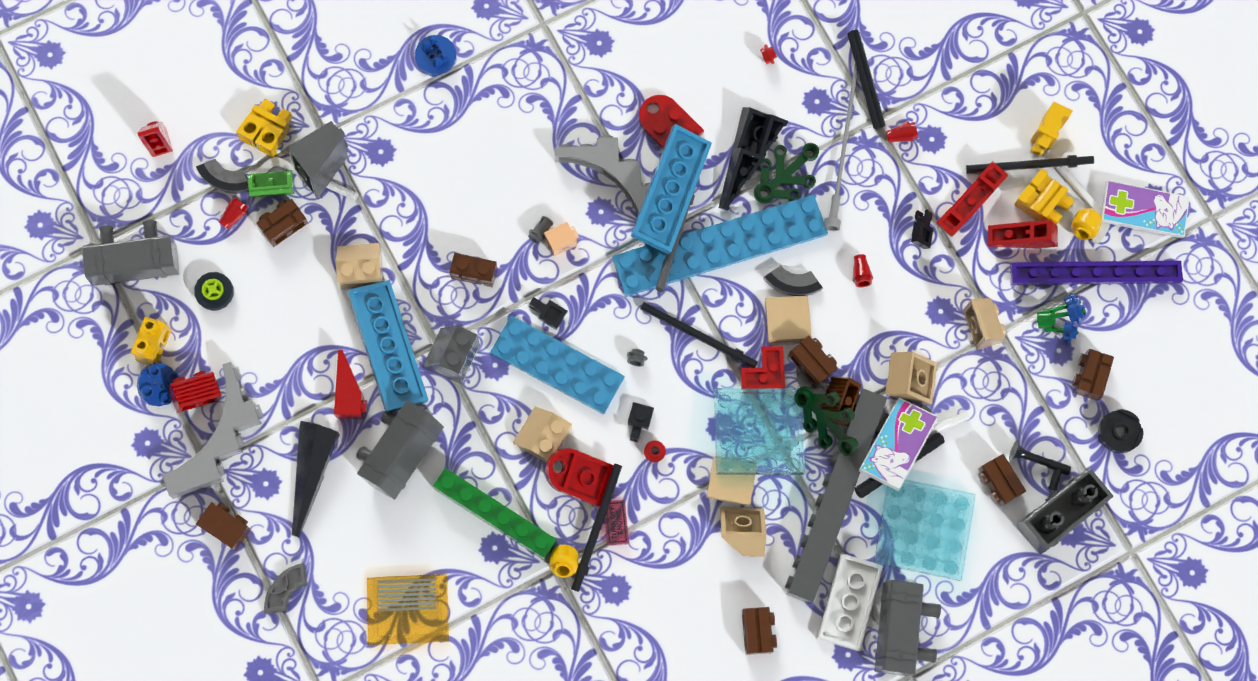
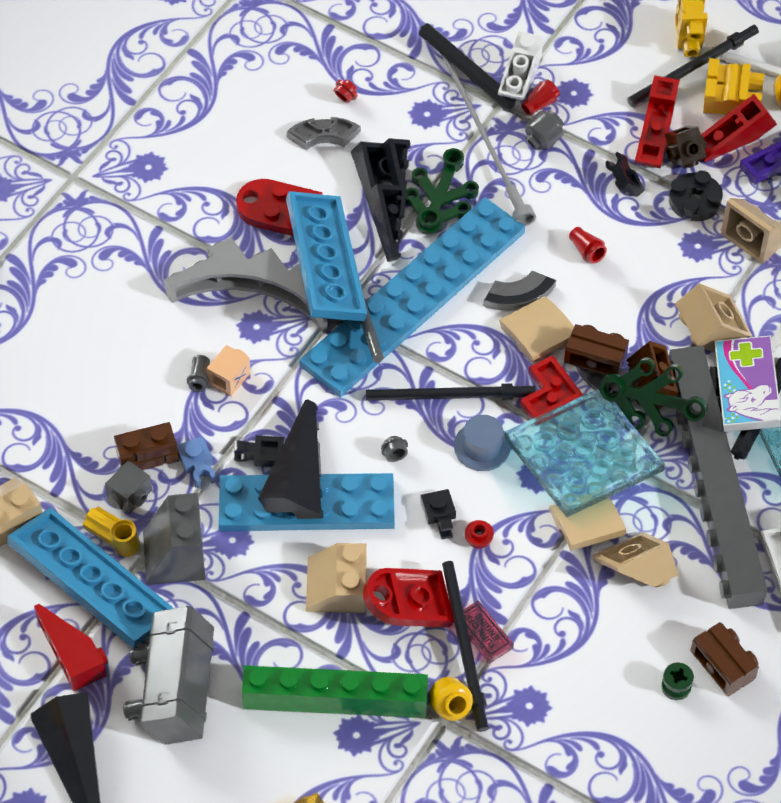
camera: 25 degrees left, 20 degrees down
(419, 317) = (112, 530): none -> yellow piece
(446, 293) = (128, 487): none -> dark grey brick
(504, 292) = (197, 458): none -> medium blue plate
(555, 347) = (297, 470): none -> black wedge
(696, 385) = (482, 444): none -> sand blue piece
(719, 631) = (678, 688): none -> dark green wheel
(735, 78) = (315, 132): none -> flat silver tile
(888, 162) = (544, 130): none -> dark grey head
(902, 103) = (521, 65): none -> white slope
(972, 263) = (700, 184): none -> black plate
(979, 230) = (685, 146): none -> dark brown brick

